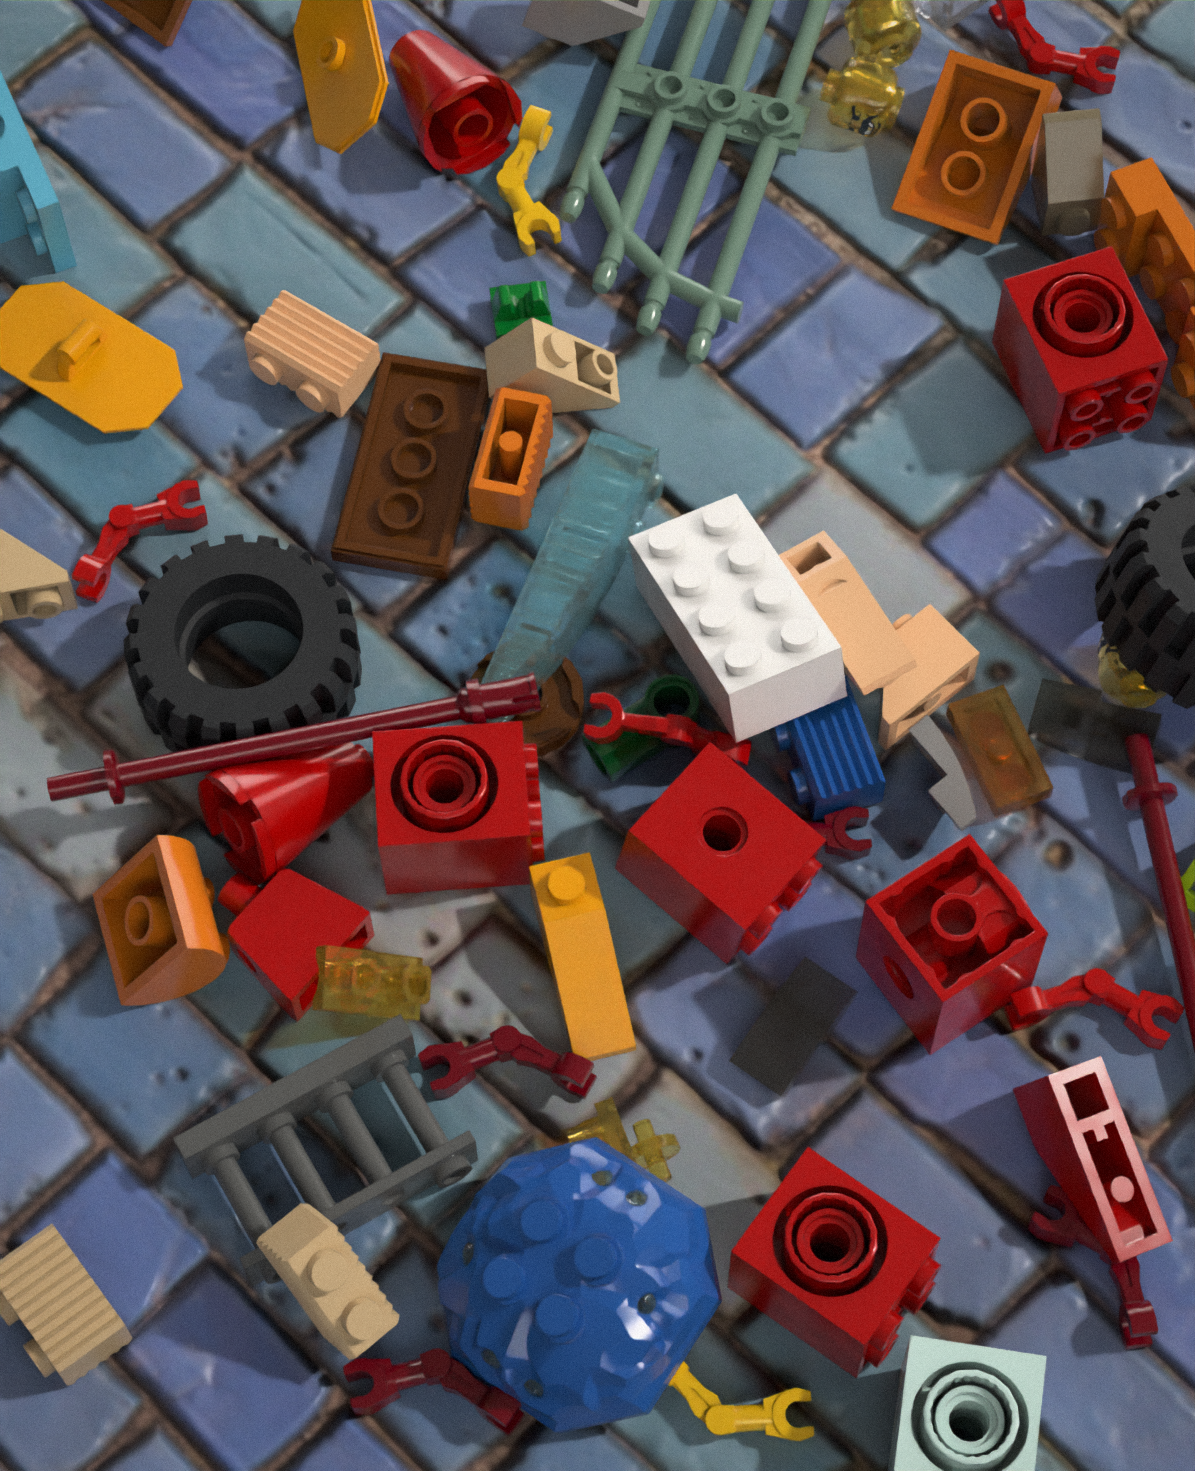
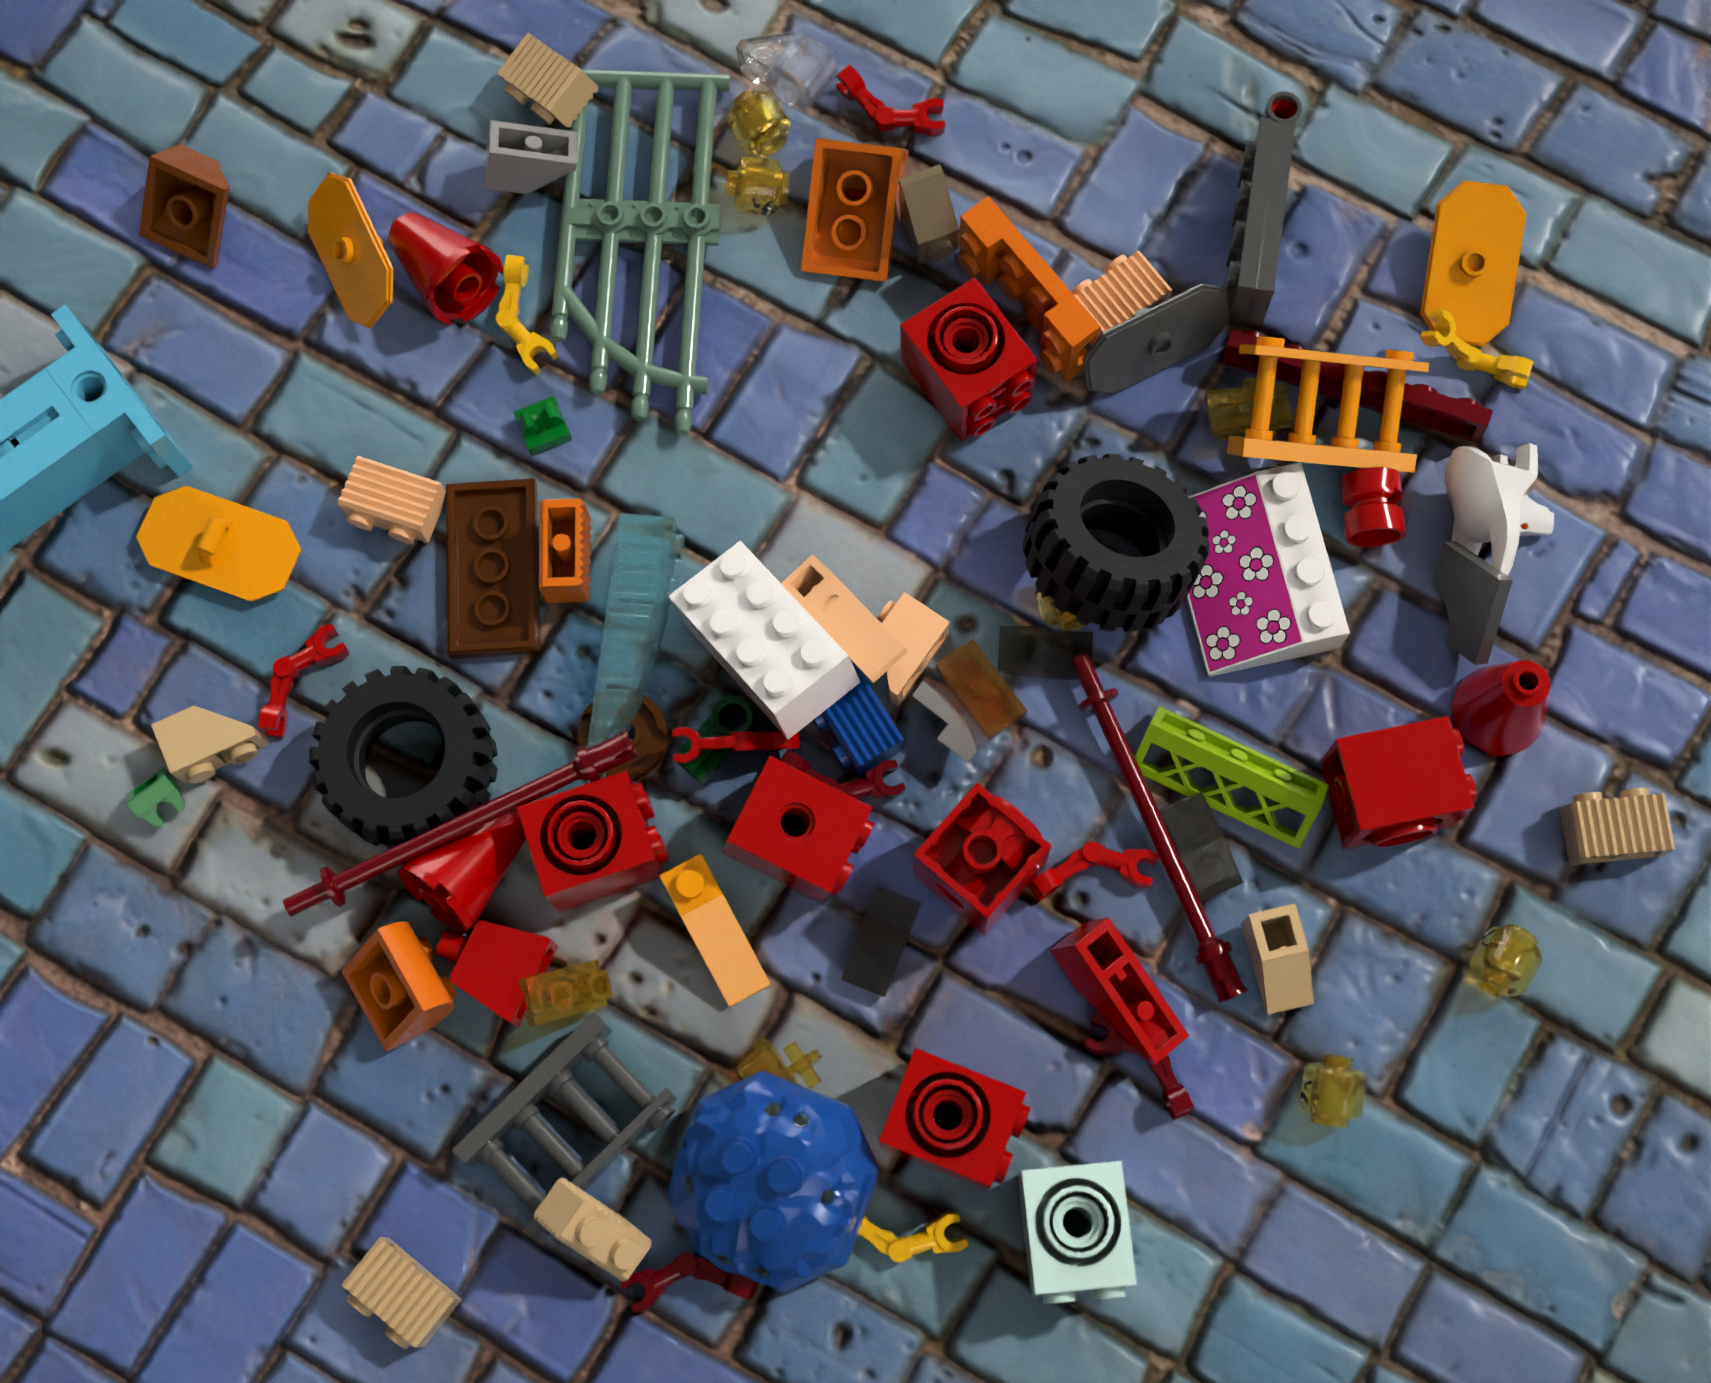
camera: 10 degrees left, 10 degrees up
(506, 1044) = (673, 1010): dark red piece -> none
(554, 365) = (577, 469): tan slope -> none

